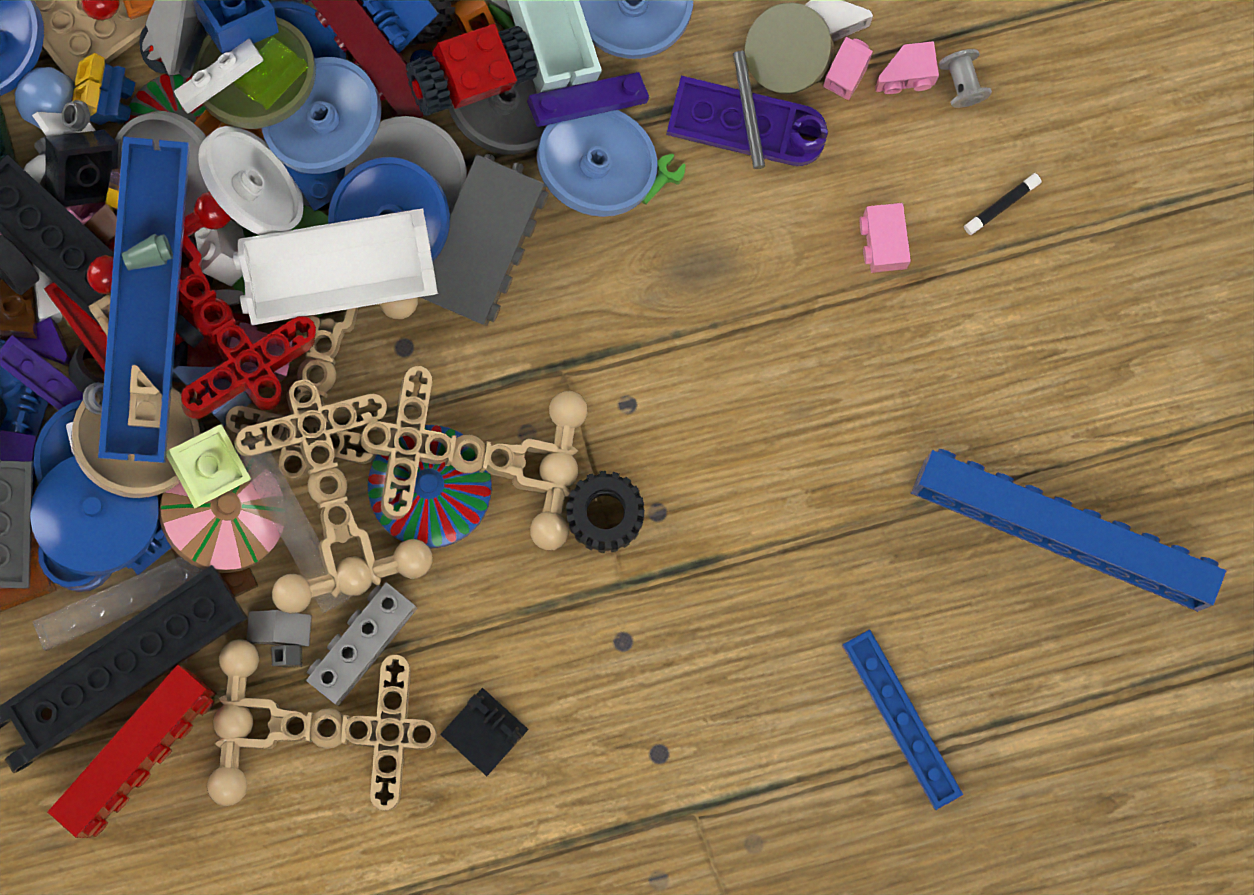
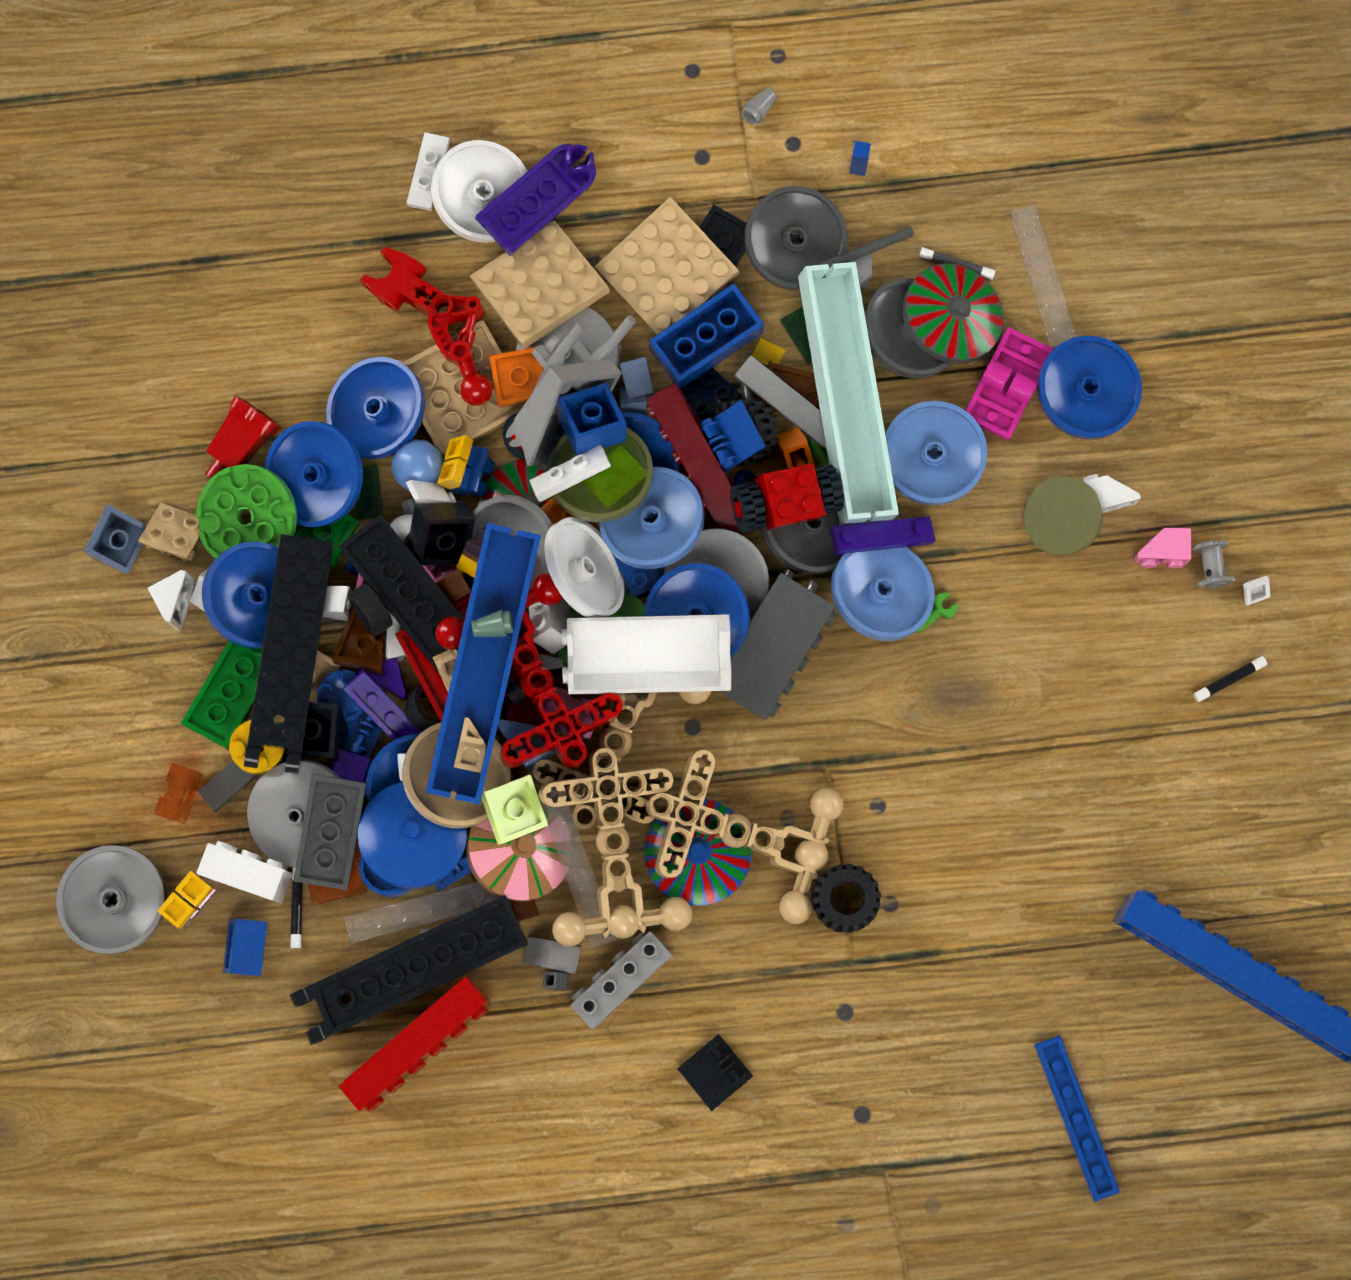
camera: 15 degrees right, 0 degrees up
(76, 115) = (443, 488): dark grey plate -> none
(89, 397) = (423, 737): light grey plate -> none
(234, 723) = (504, 1031): tan piece -> none
(715, 118) = (1017, 575): dark purple plate -> none
(749, 110) = (1020, 563): dark grey bar -> none
(848, 67) = (1113, 541): bright pink slope -> none
(886, 238) = (1123, 694): bright pink brick -> none
(1017, 101) = (1256, 590): none -> white slope

